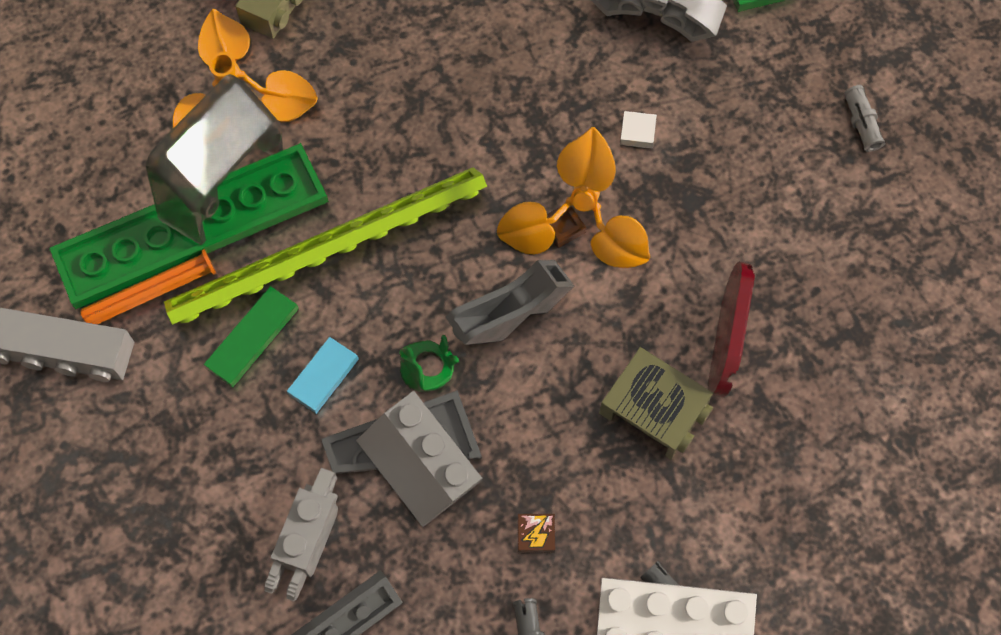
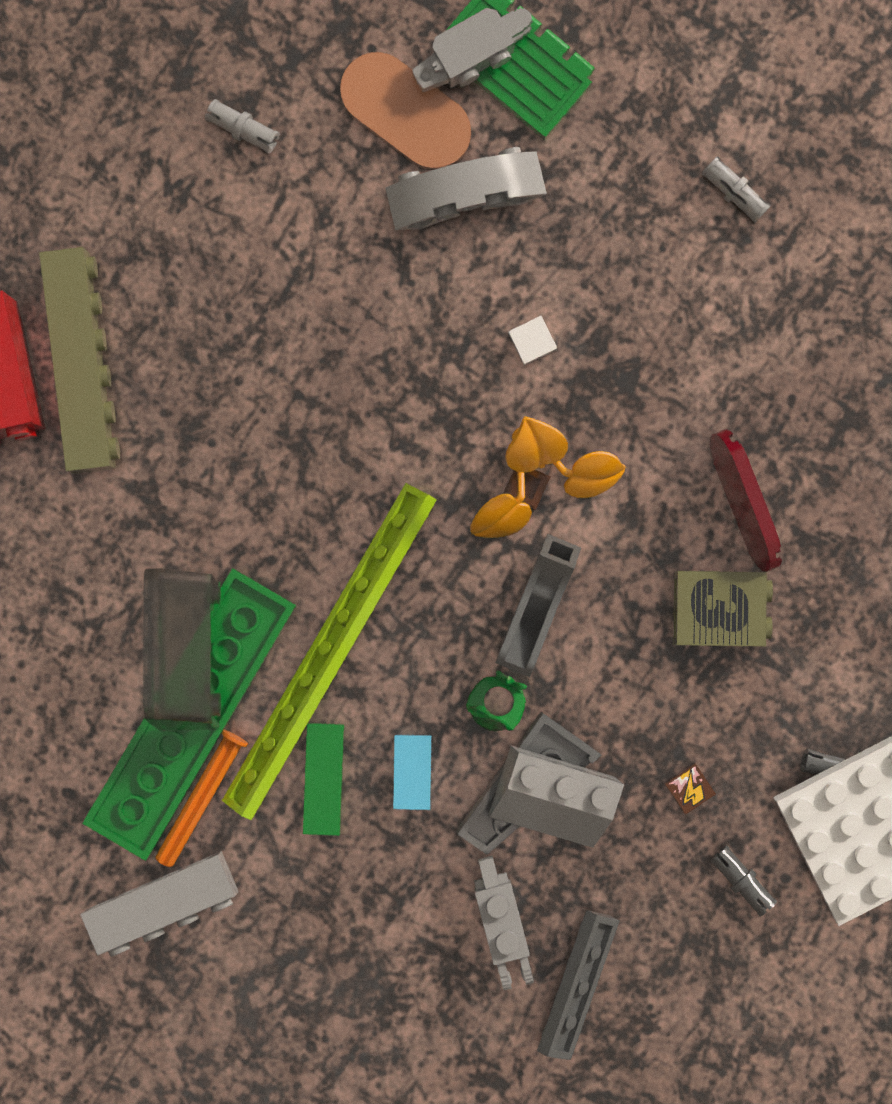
camera: 30 degrees left, 20 degrees up
(223, 43) = (107, 601): light orange plant -> none

